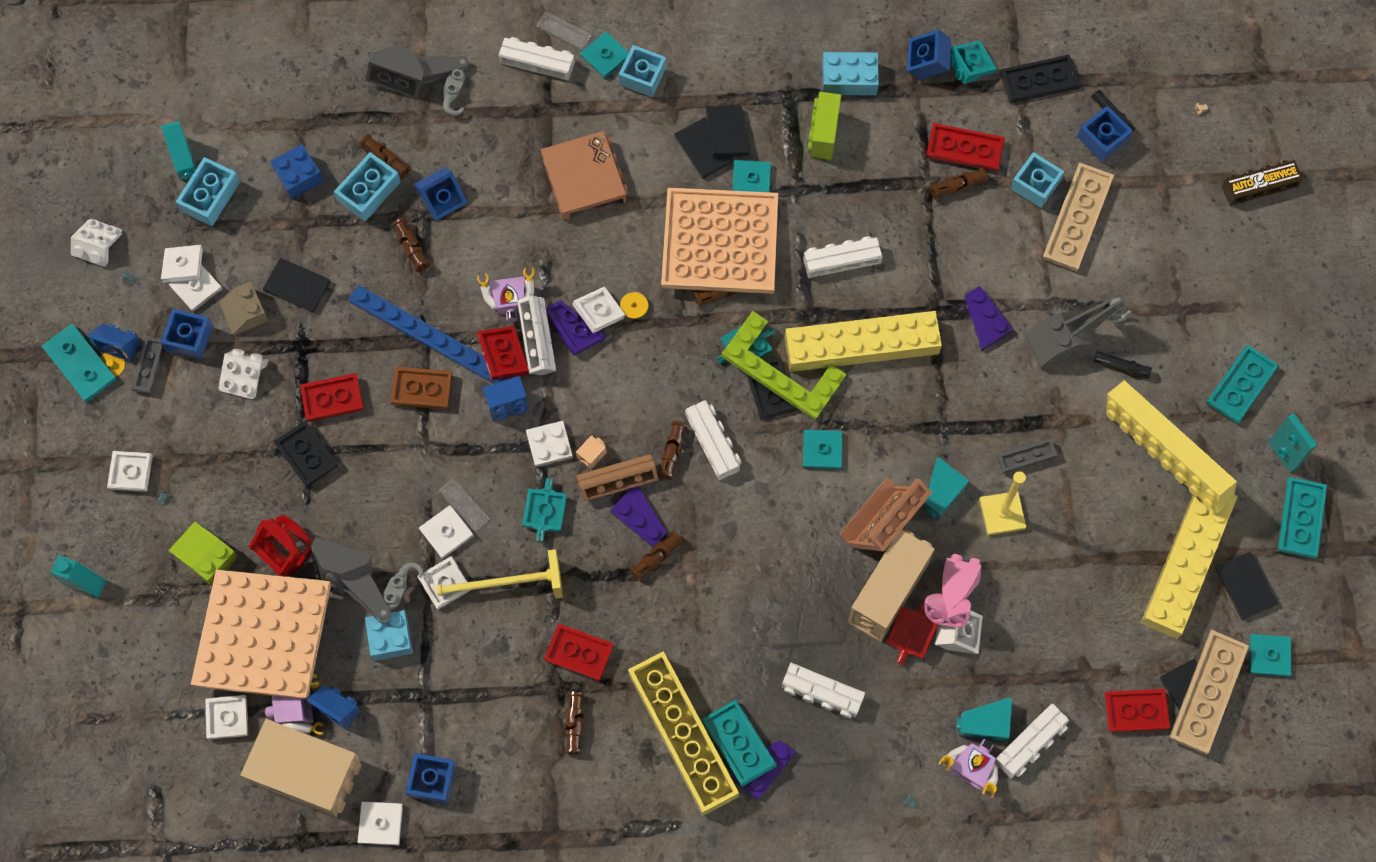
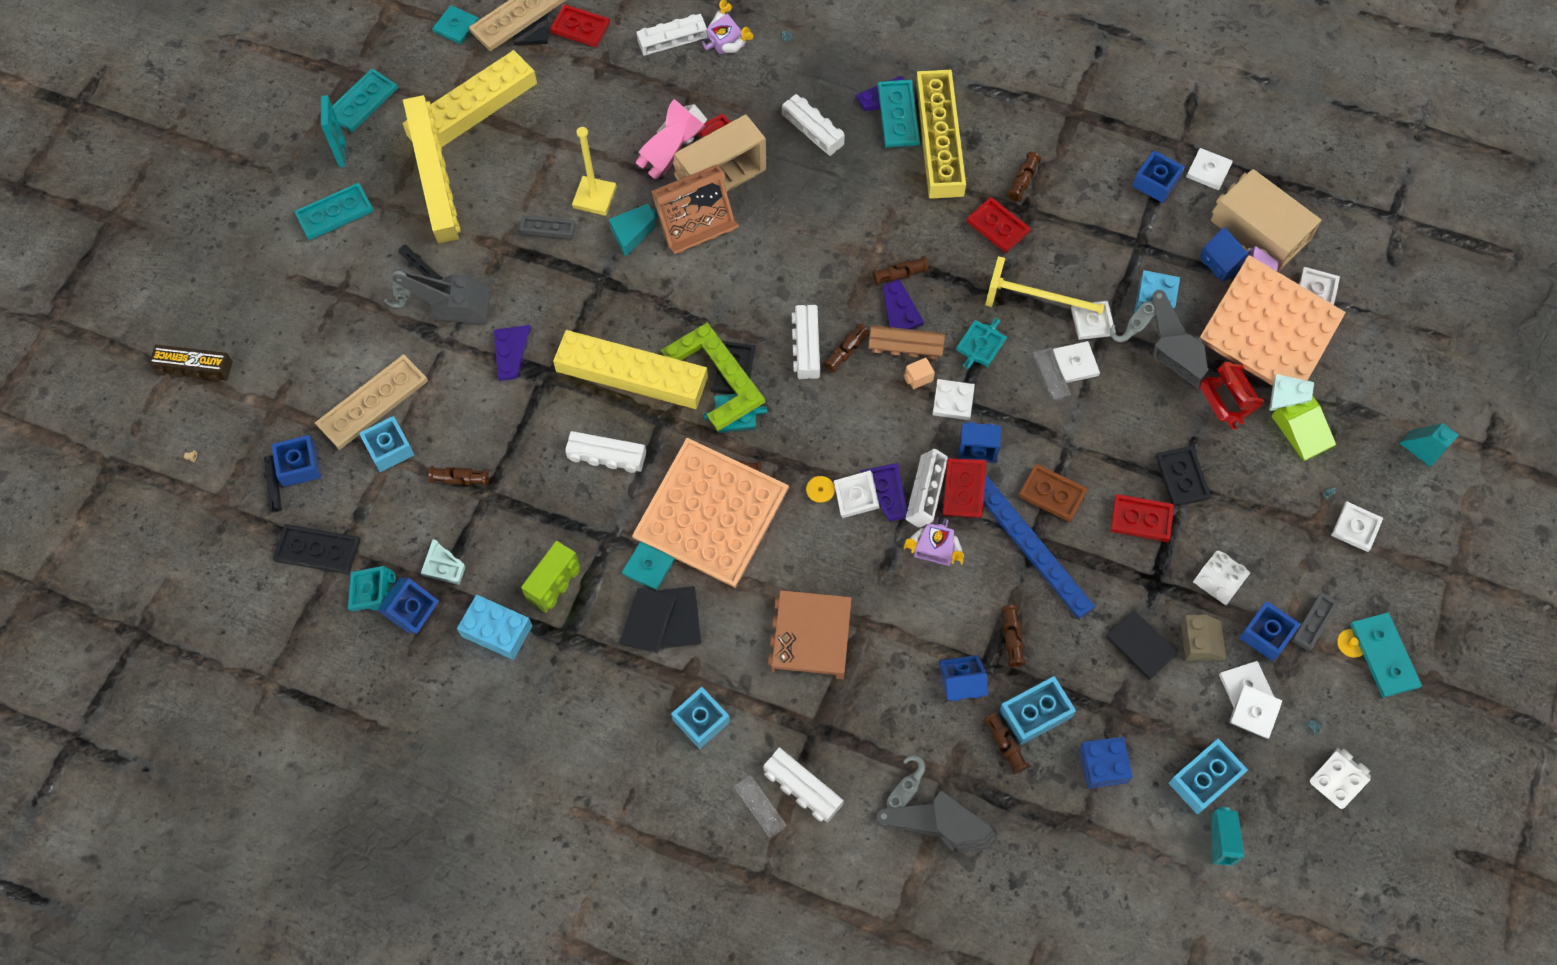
camera: 155 degrees left, 5 degrees down
(115, 341) = (1346, 652): blue slope -> none
(225, 562) = (1290, 391): none -> light aqua wing
(604, 55) = (728, 762): teal plate -> none
(822, 449) = (715, 301): teal plate -> none
(925, 106) = (442, 565): none -> light aqua wing
(965, 147) = (430, 509): red plate -> none
(987, 721) = (697, 59): teal slope -> none
(1246, 585) = (438, 73): black tile -> none

